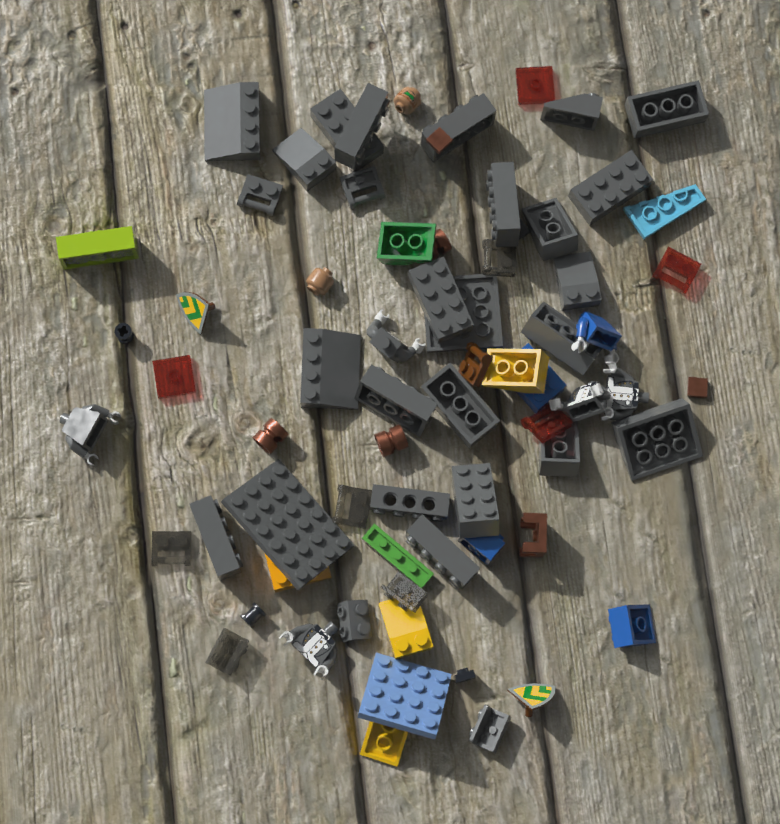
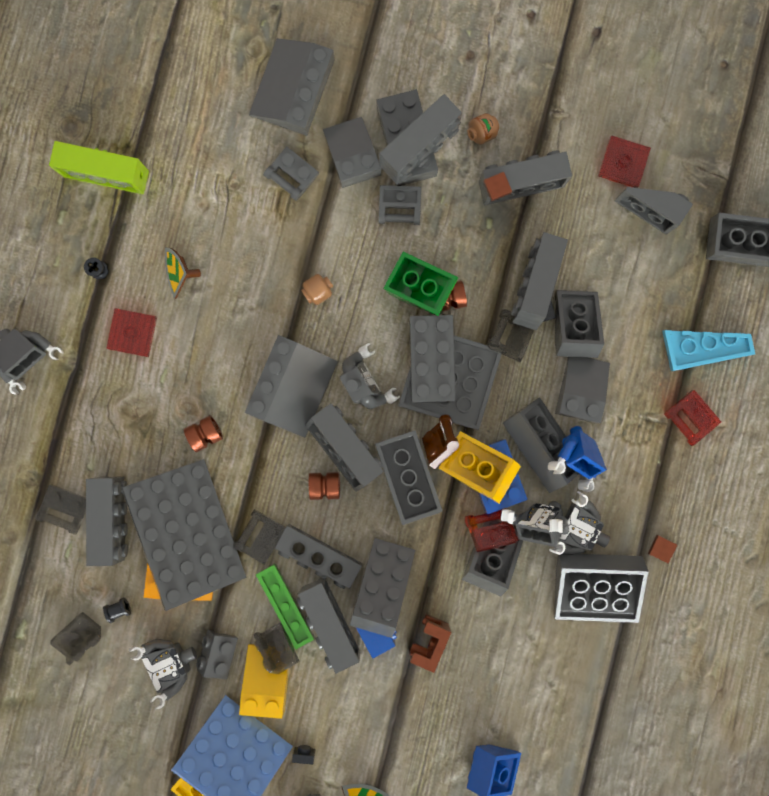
camera: 30 degrees right, 10 degrees up
(610, 187) = (659, 303): dark grey brick -> none

